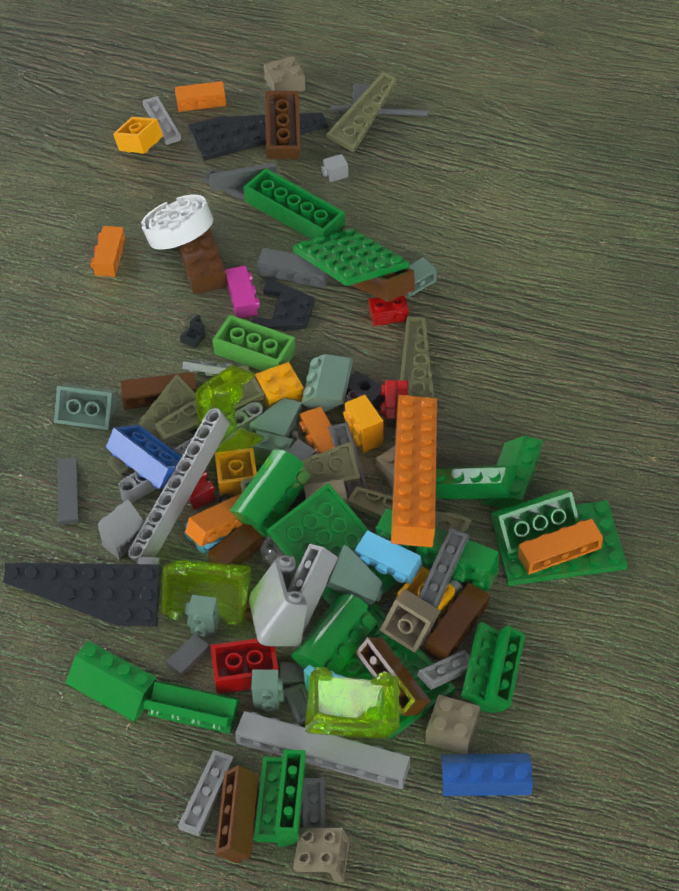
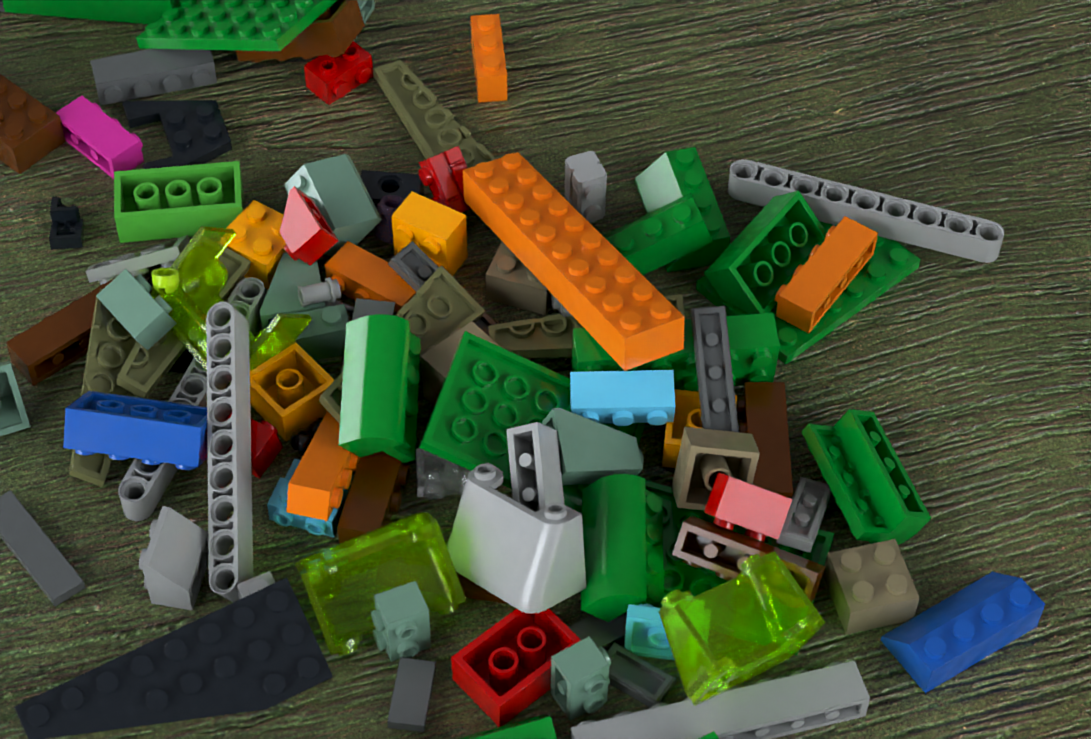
camera: 35 degrees left, 0 degrees up
(183, 393) = (137, 309): none -> sand green brick
(203, 384) = (165, 279): none -> lime hinge
(284, 427) = (319, 292): none -> light grey pin
(298, 389) = (305, 229): none -> slope
(410, 648) = (747, 506): none -> brick
(466, 435) = (586, 185): none -> light grey brick
(473, 337) = (488, 58): none -> orange brick
(613, 523) = (883, 213): none -> light grey beam

